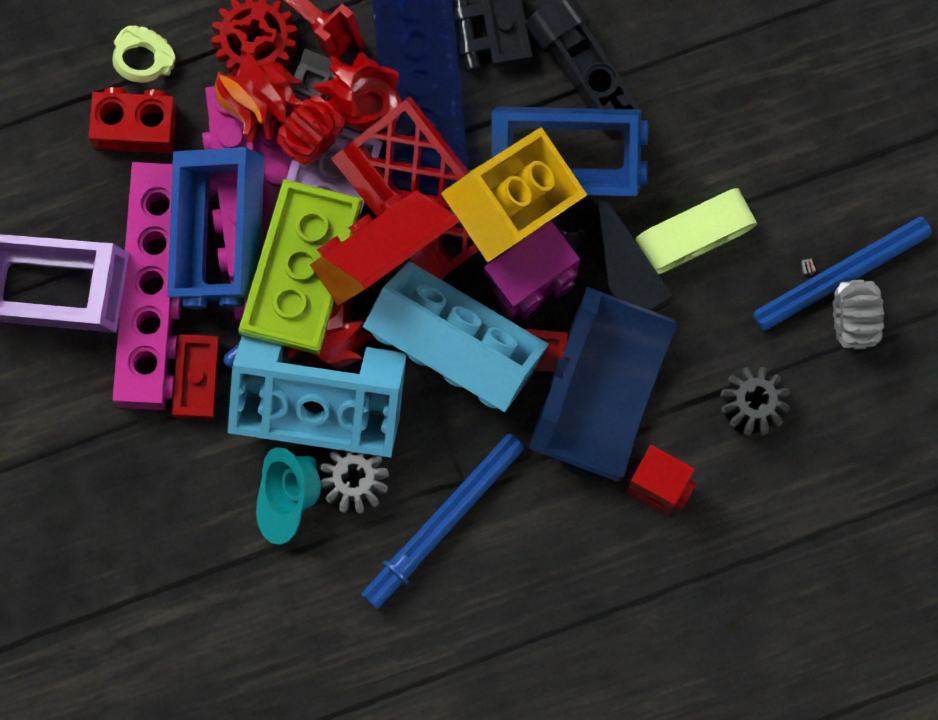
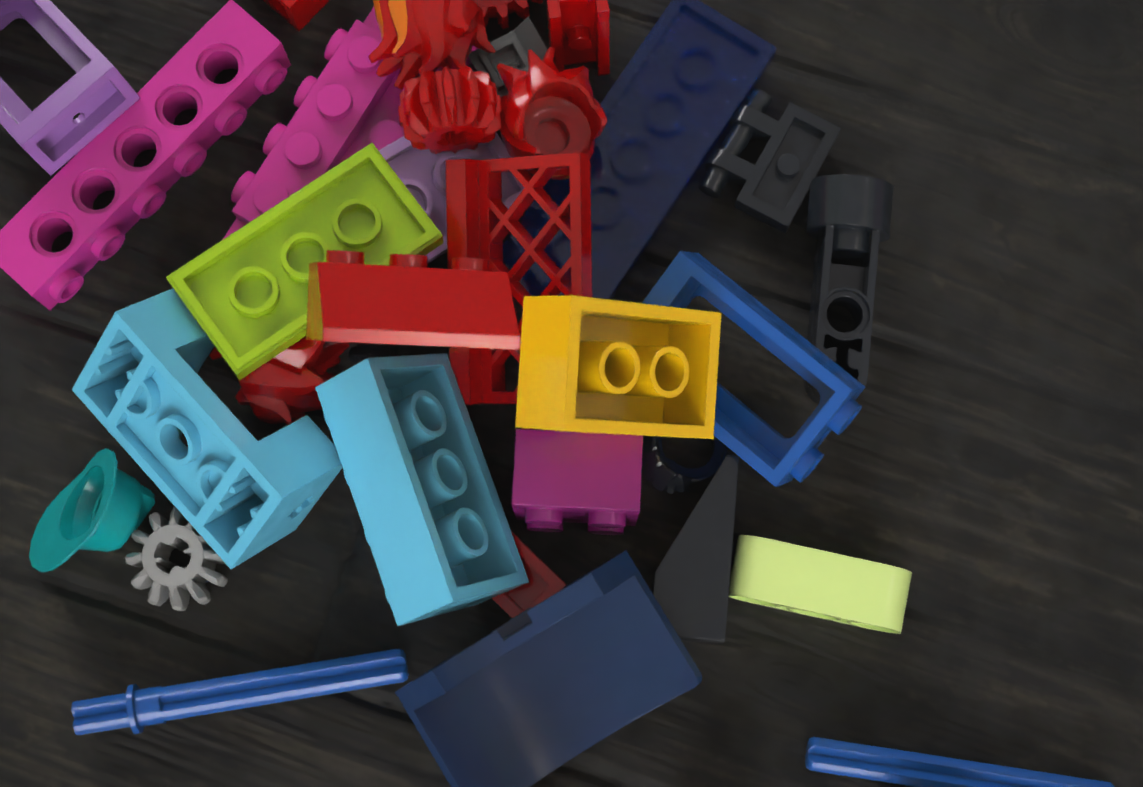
camera: 40 degrees right, 0 degrees up
(190, 225) = (233, 118): blue piece -> none
(196, 376) = (113, 282): red plate -> none
(808, 267) = (923, 733): light grey piece -> none

